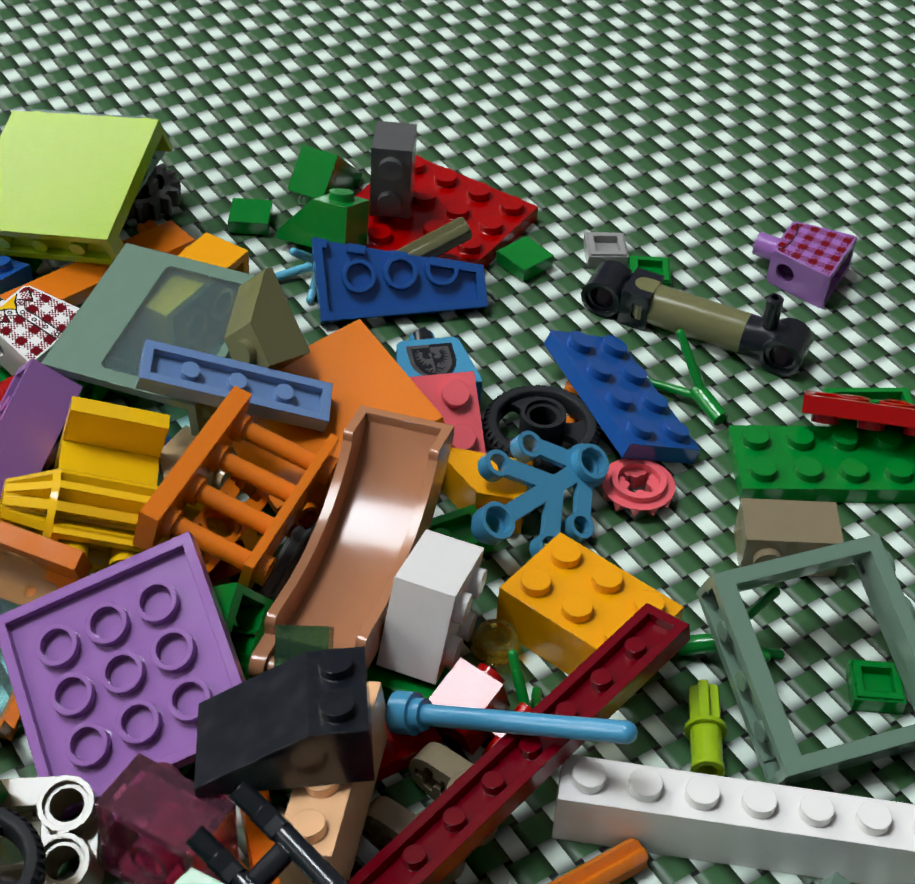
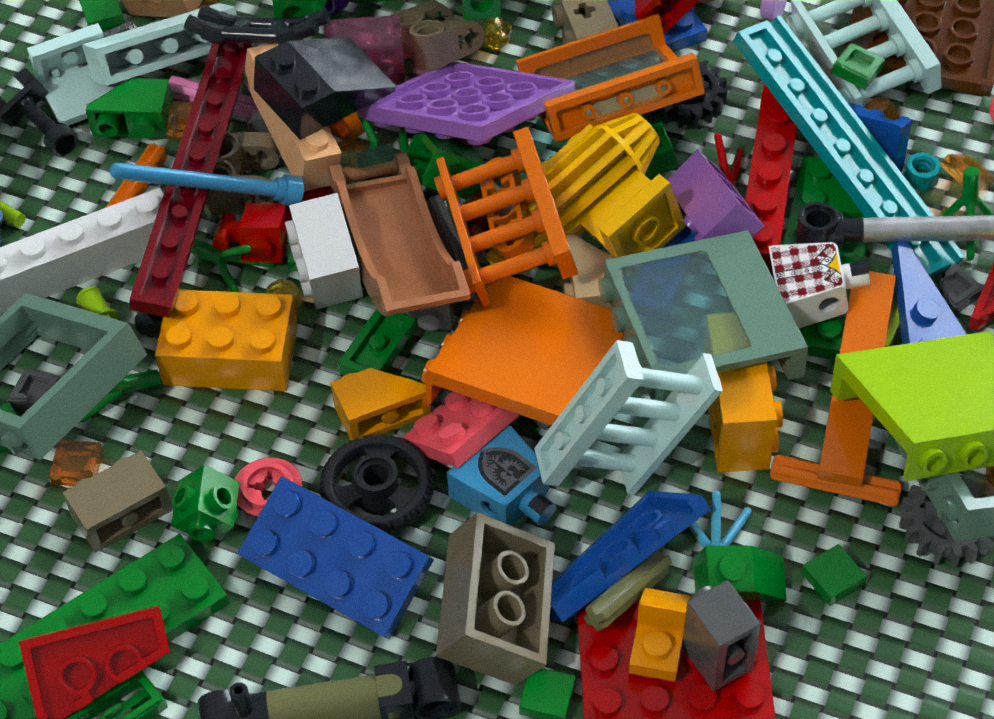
camera: 150 degrees right, 10 degrees up
(210, 378) = (585, 278): medium blue plate -> none
(263, 325) = (602, 320): olive slope -> none
(318, 173) = (813, 656): green slope -> none
(346, 245) = (608, 394): none -> light aqua fence
(412, 217) = (659, 634): none -> light orange slope
(522, 286) = (496, 599): none -> dark tan brick
(582, 466) = (310, 445): dark azure plant -> none
(653, 698) = (148, 324): none -> black hinge
(699, 392) = (274, 622): green plant -> none
(708, 481) = (205, 504): none -> green brick
(808, 608) = (75, 461): none -> clear orange tile
(817, 709) = (30, 388): none -> dark grey tile

